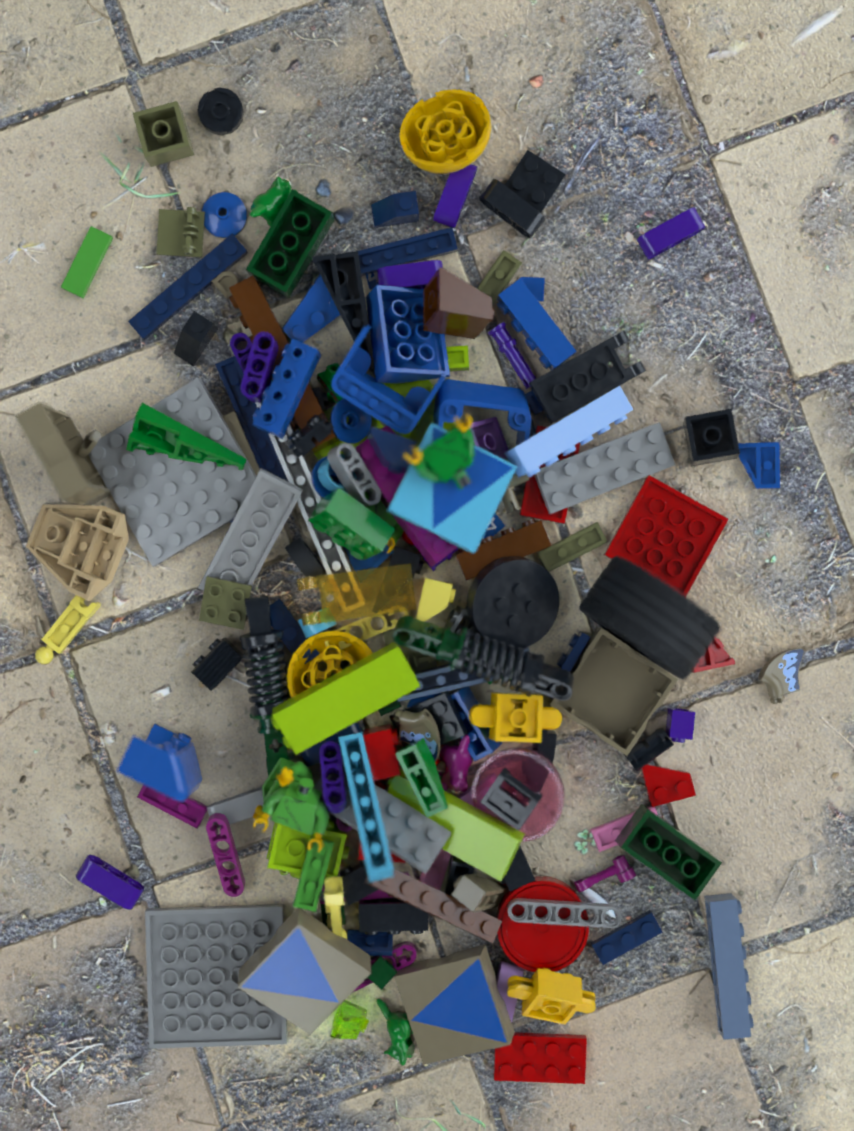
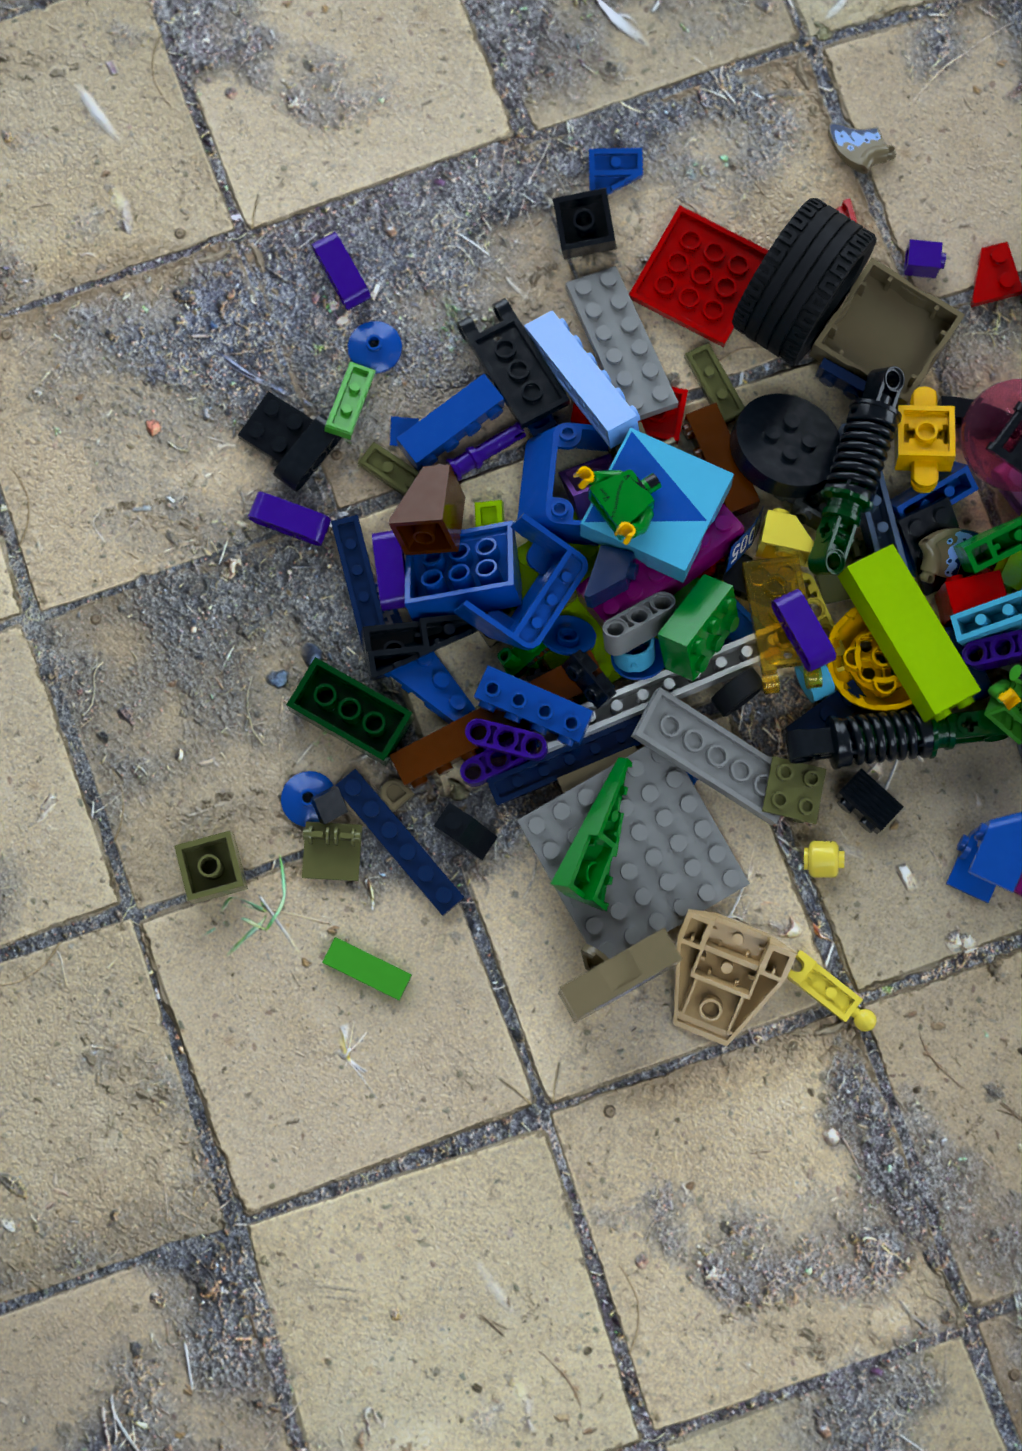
camera: 90 degrees left, 10 degrees down
(171, 625) = (823, 859): none -> light yellow head
(216, 229) = (329, 805): none -> black tile
(220, 111) = (180, 802): black tile -> none
(269, 203) = (296, 737): green animal -> none
(346, 610) = (803, 630): none -> dark purple beam
(396, 210) = (308, 588): dark blue slope -> none
(429, 566) = (744, 542): none -> blue sticker
(432, 131) = (192, 517): yellow brick -> none
(457, 762) = (980, 511): magenta animal -> none
(555, 241) = (350, 400): none -> bright green tile
(598, 272) = (380, 357): none -> blue dish
(649, 749) = (954, 292): black hinge -> none

